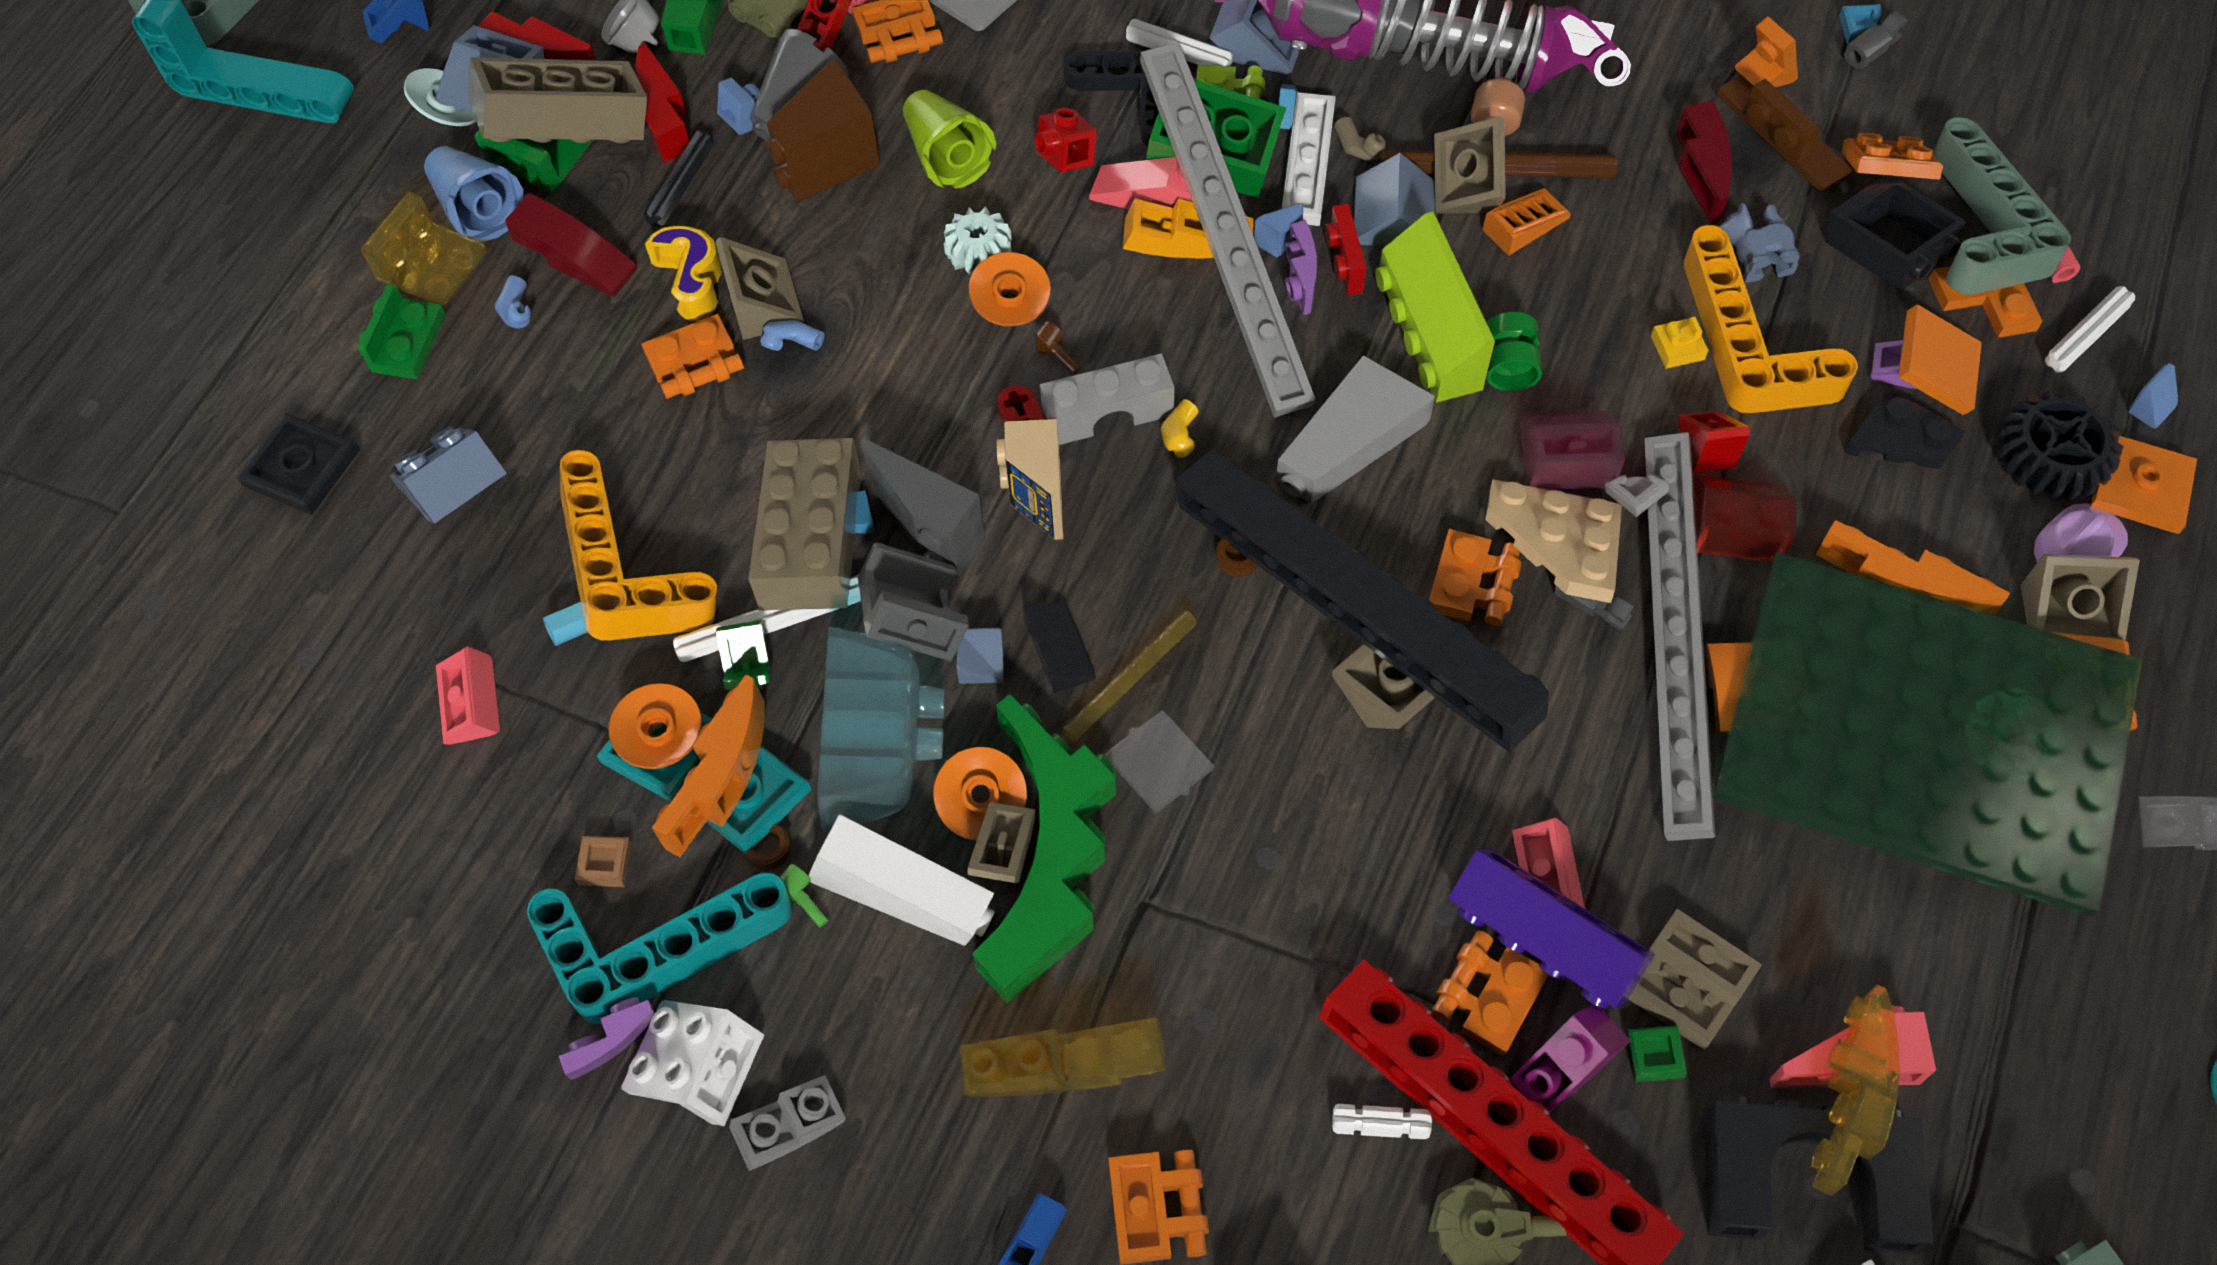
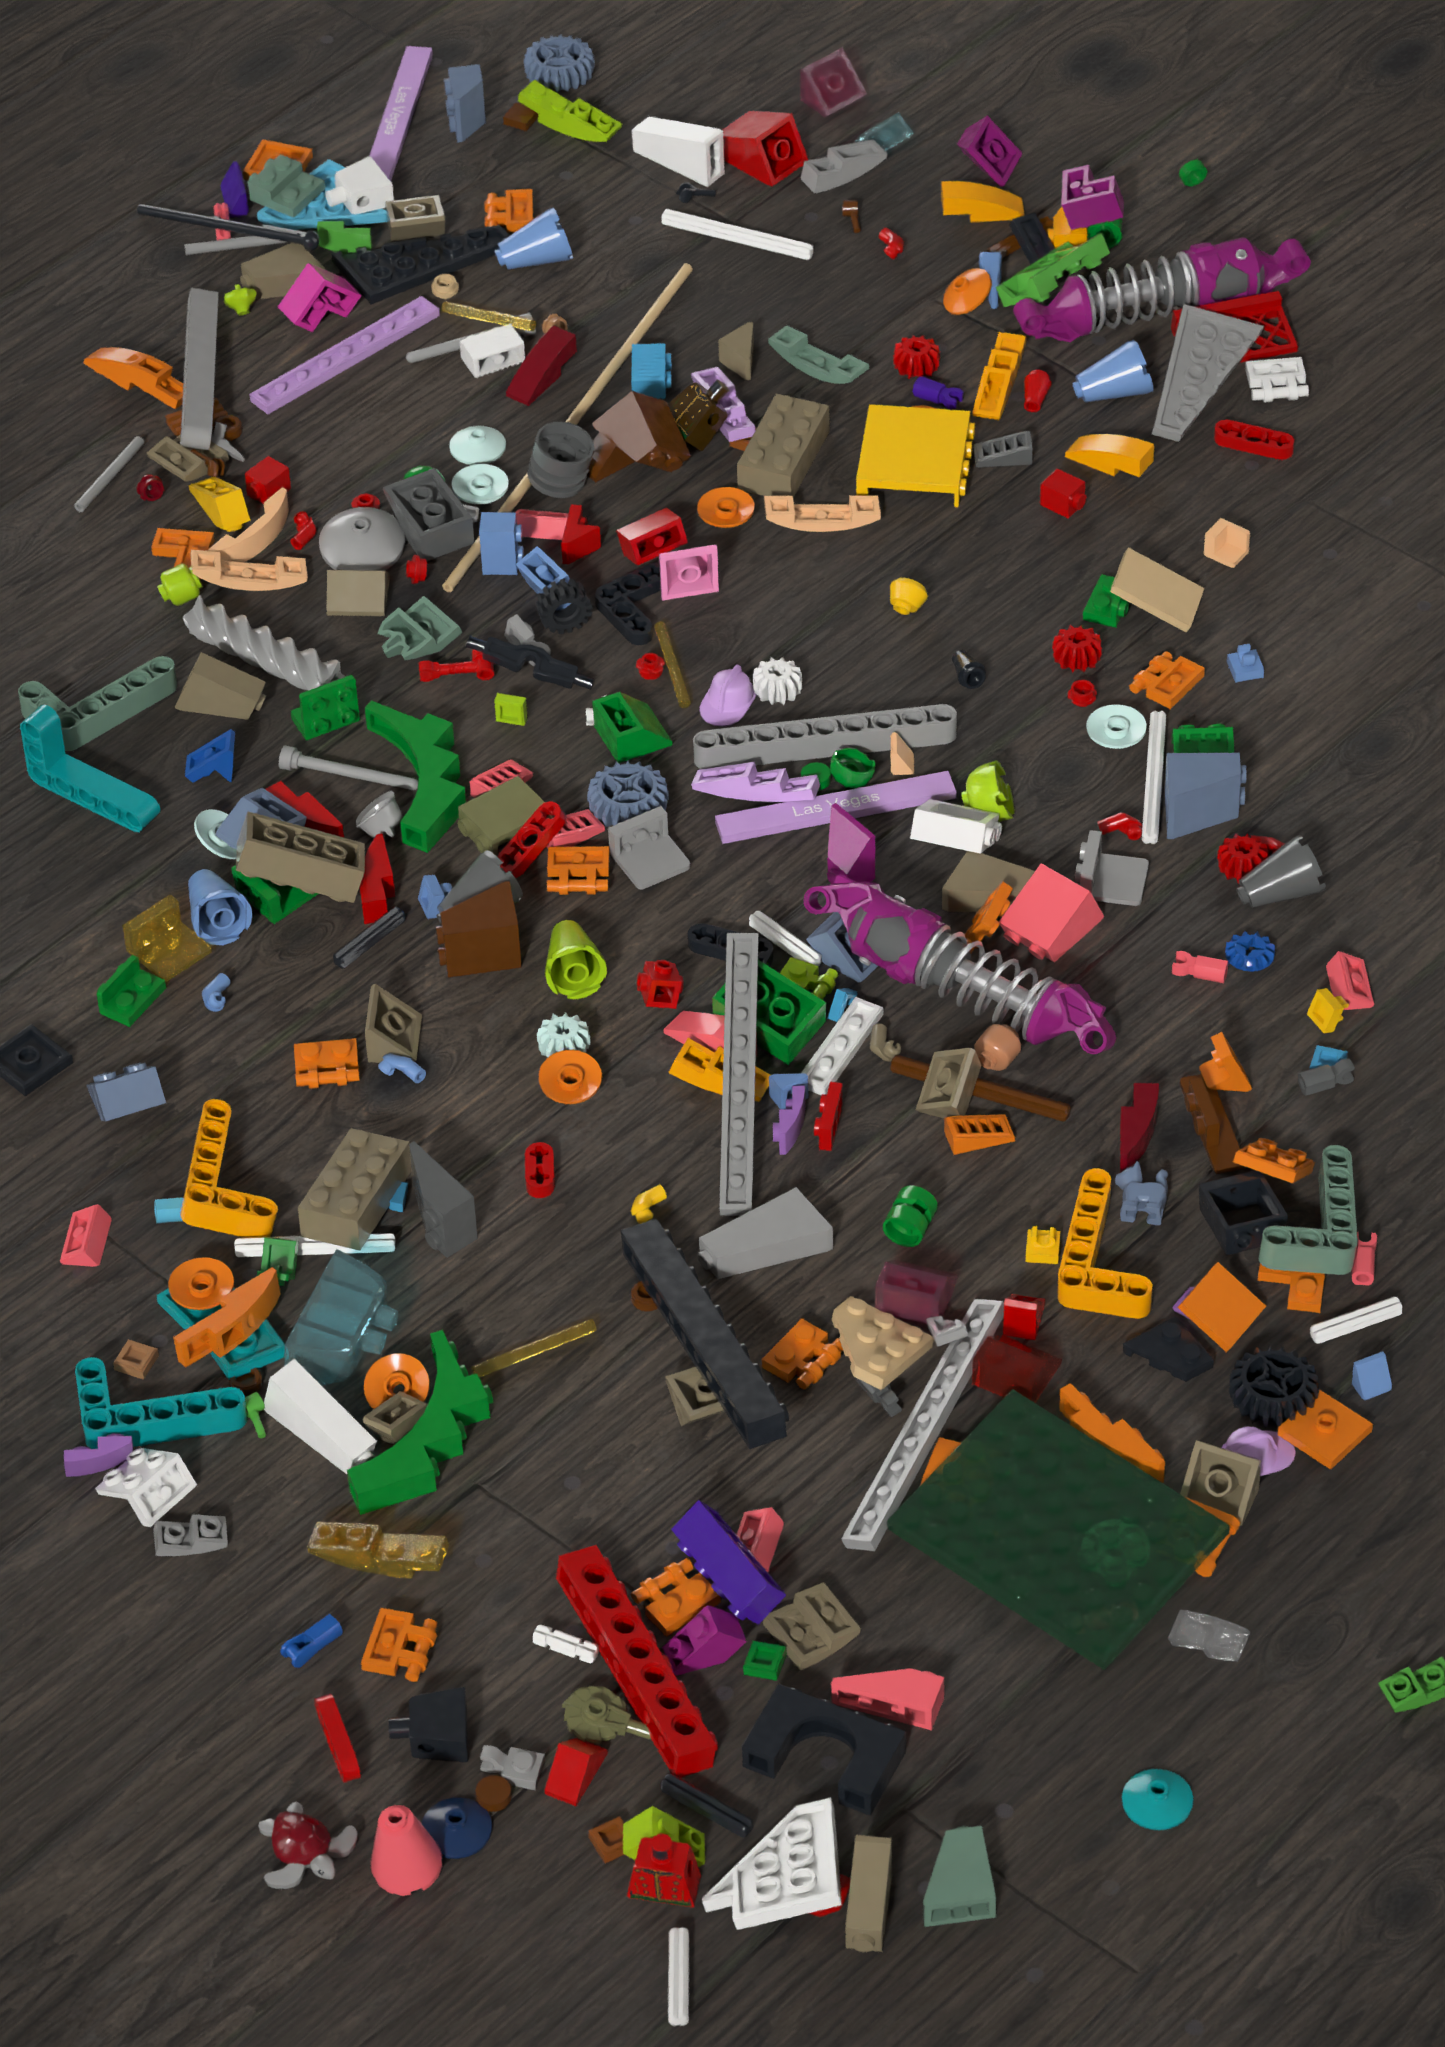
camera: 20 degrees right, 15 degrees down
(569, 245) = (270, 963): dark red slope -> none
(697, 264) = (353, 996): yellow animal -> none
(909, 602) = (401, 1253): dark grey panel -> none
(981, 656) = (437, 1306): sand blue slope -> none
(1032, 472) = (526, 1199): tan slope -> none
(1047, 342) = (584, 1118): reddish brown hand -> none
(1058, 645) = (493, 1315): black slope -> none
(1080, 400) = (624, 1164): light grey arch -> none
(1159, 761) = (528, 1405): clear piece -> none
(1391, 200) = (886, 1097): sand blue slope -> none
(1435, 310) = (865, 1174): lime slope -> none
(1868, 1080) = (874, 1695): clear yellow slope -> none

